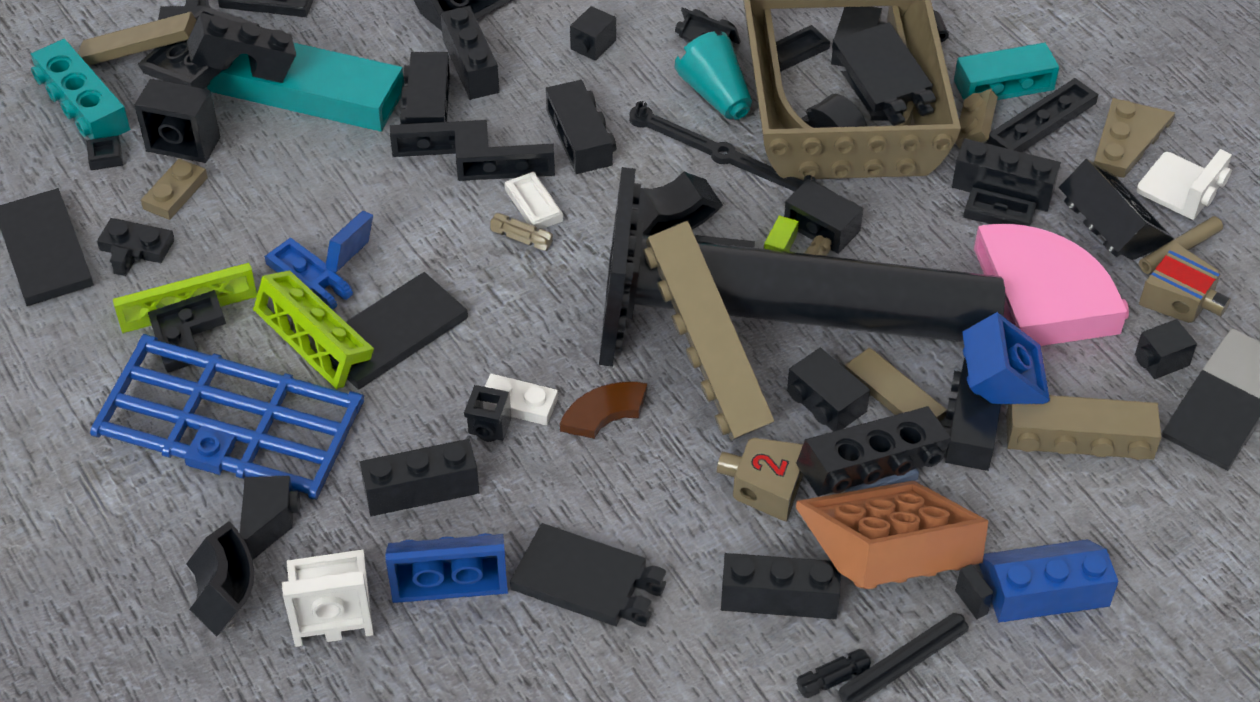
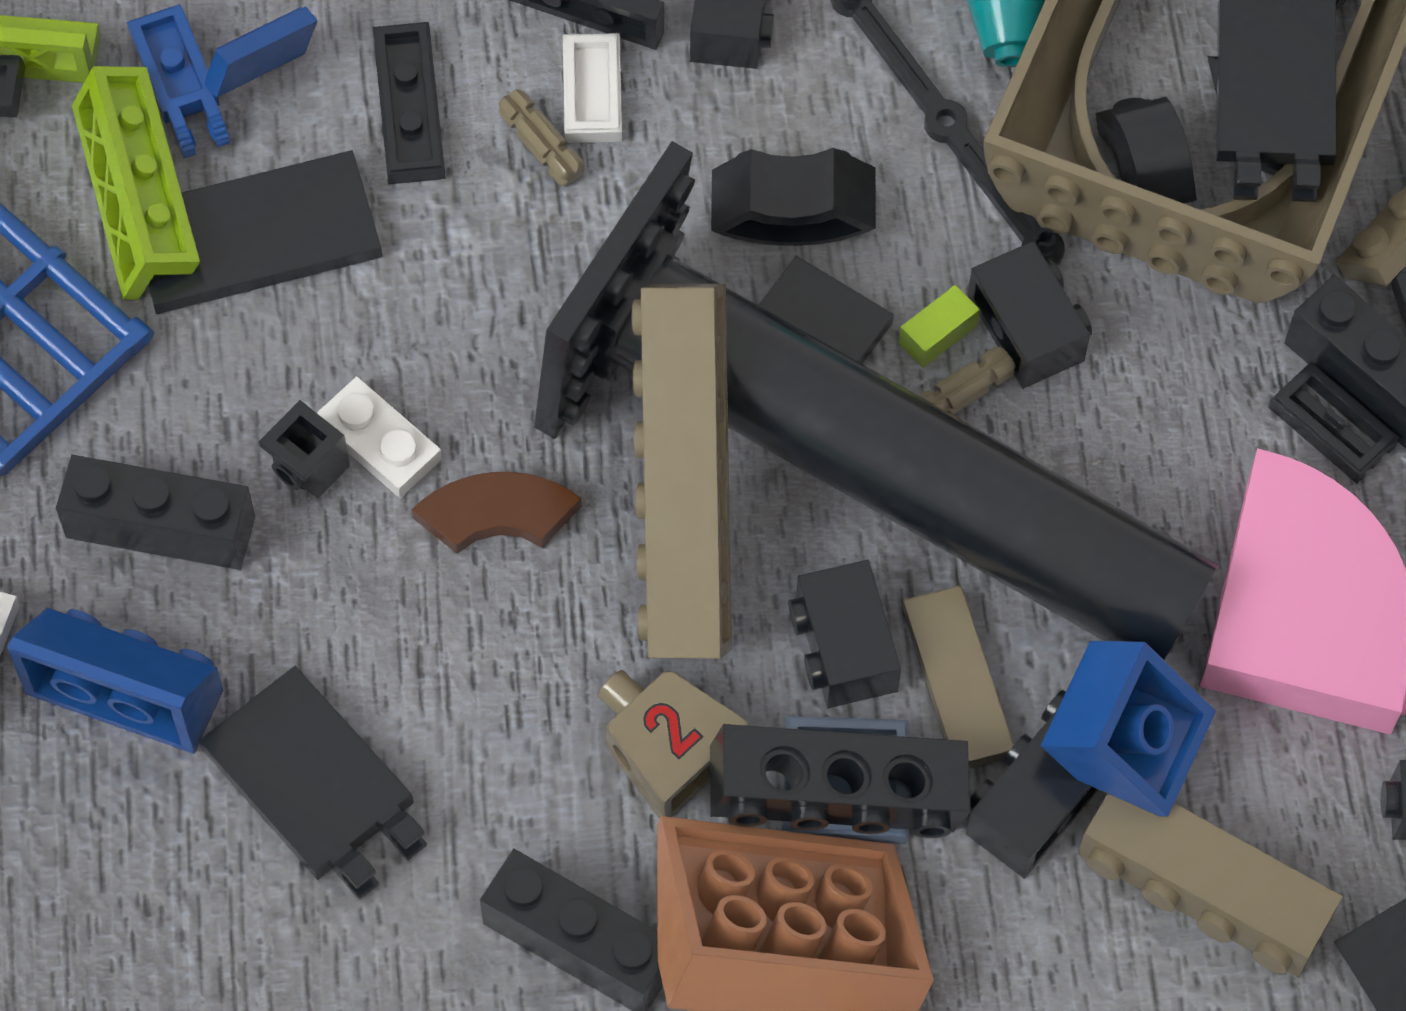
camera: 25 degrees right, 15 degrees up
(440, 242) = (408, 103): none -> black tile

